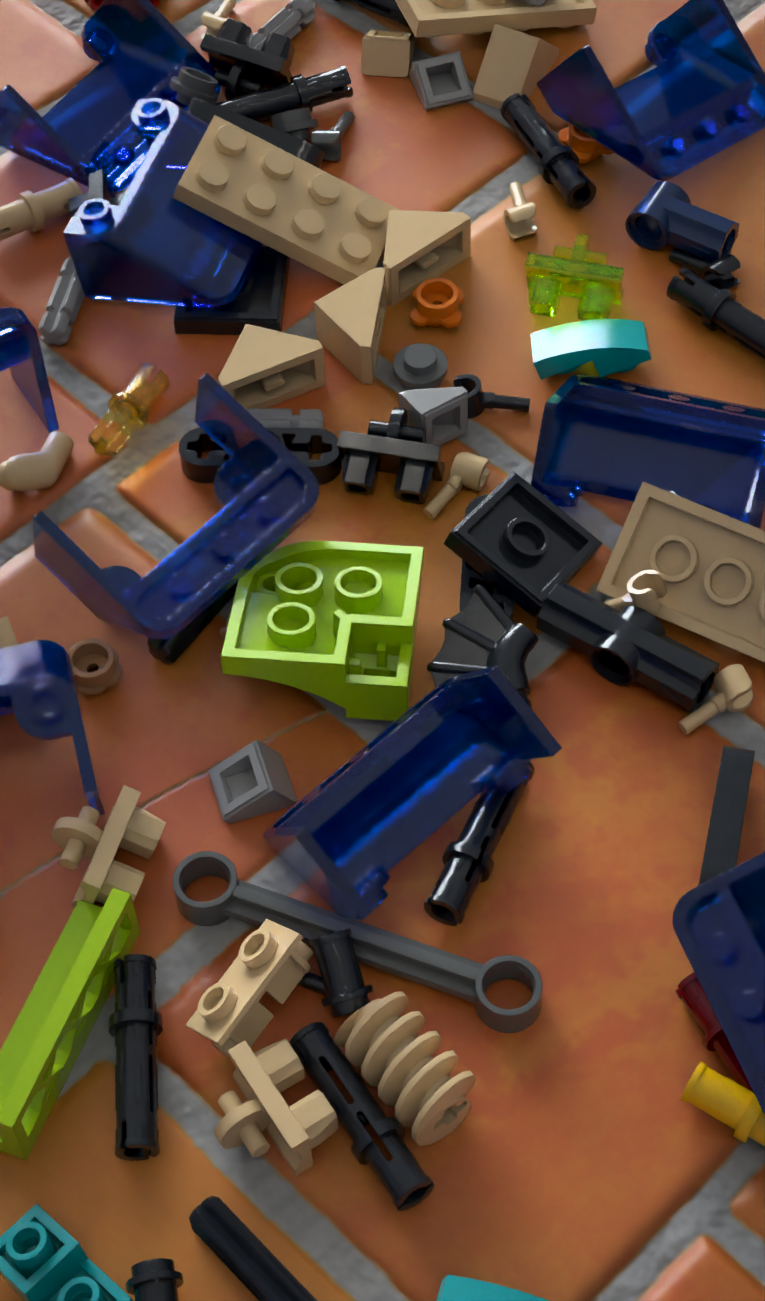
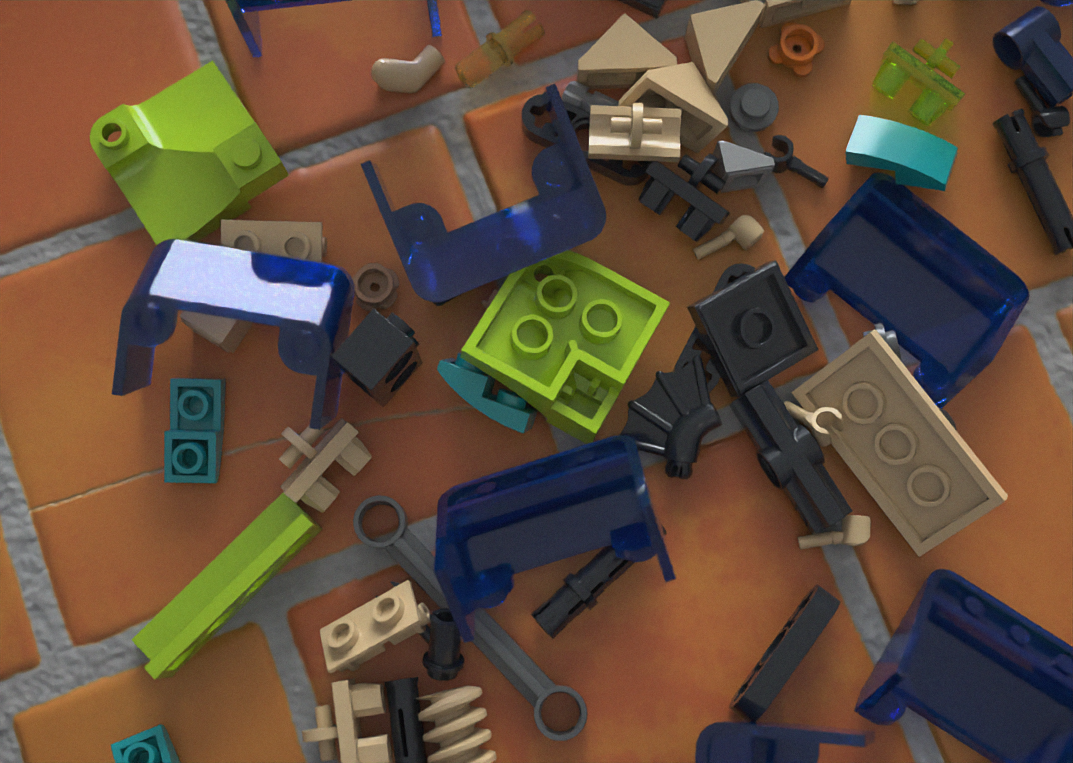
camera: 20 degrees right, 25 degrees up
(130, 712) = (379, 355): none -> black brick
(135, 1031) = (271, 647): black pin -> none
(247, 706) = (476, 389): none -> teal slope
(252, 783) = (453, 443): light grey slope -> none
(311, 411) = (634, 133): none -> tan hips
(339, 384) = (683, 89): none -> tan slope

